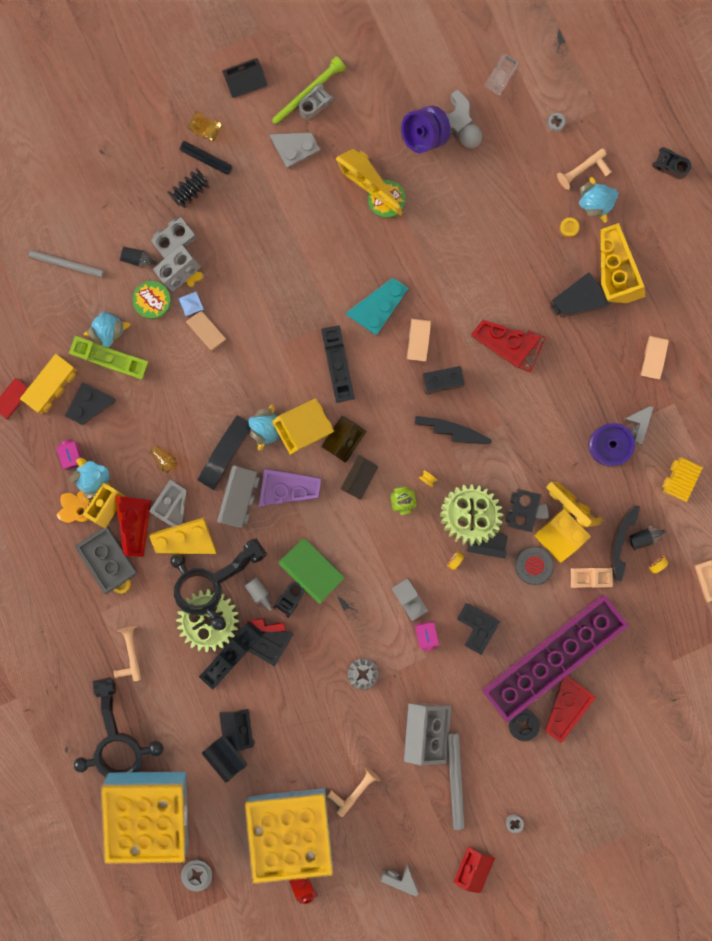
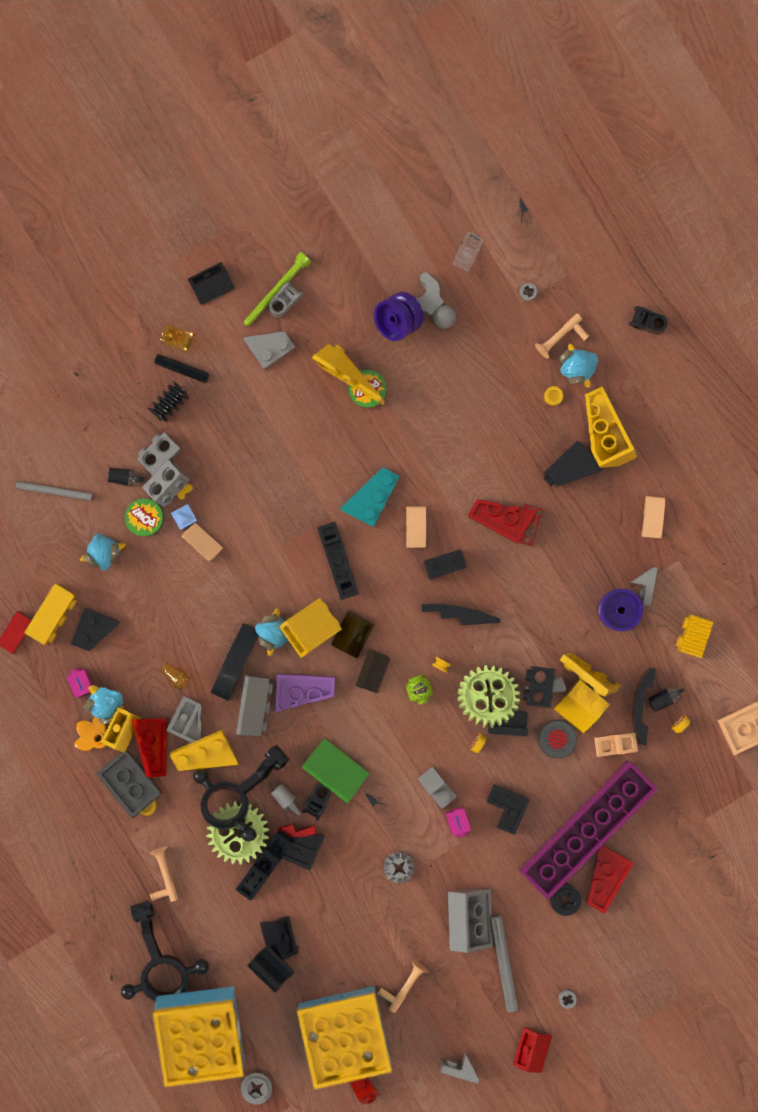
camera: 10 degrees left, 0 degrees up
(108, 357) = (107, 581): lime slope -> none

